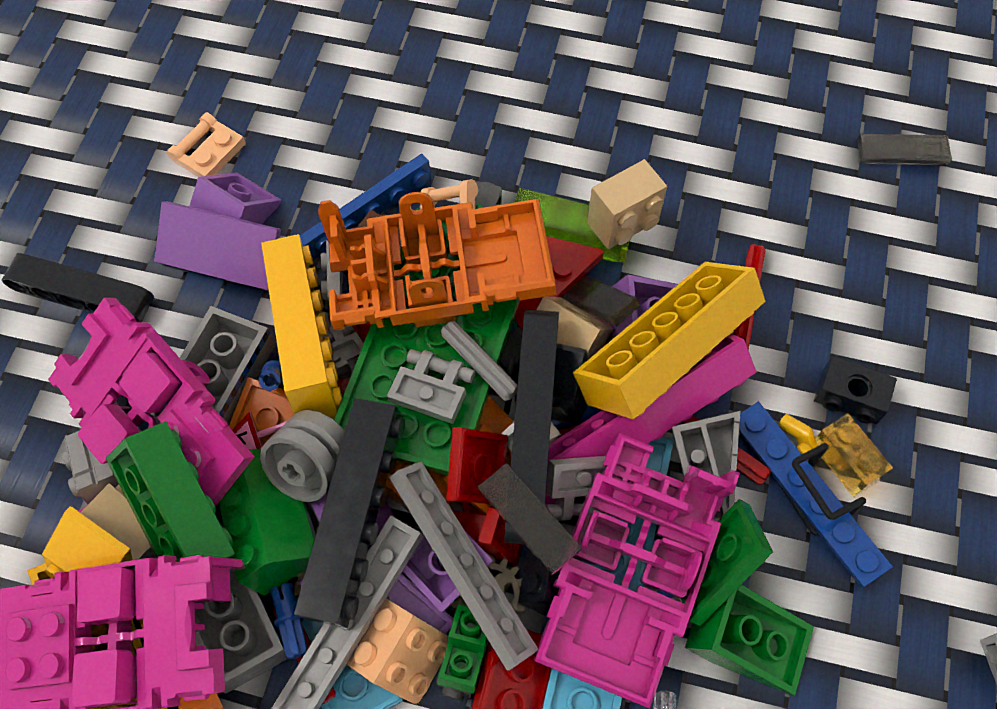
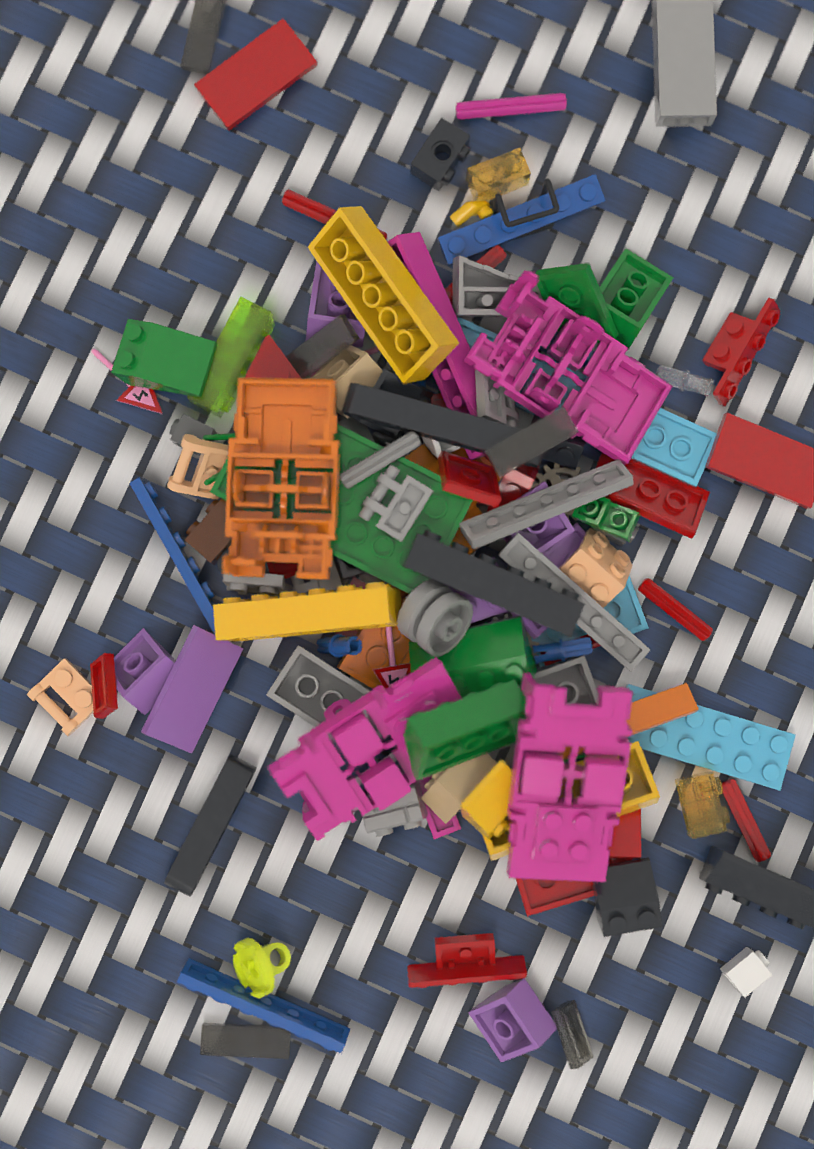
camera: 85 degrees left, 20 degrees up
(215, 168) = (103, 686): none -> red tile
(519, 158) = (134, 395): none -> piece
(554, 160) = (163, 358): none -> green slope
(626, 204) = (239, 298): tan brick -> none
(877, 202) = (255, 74): none -> red tile
(940, 461) = (511, 106): none -> dark pink axle

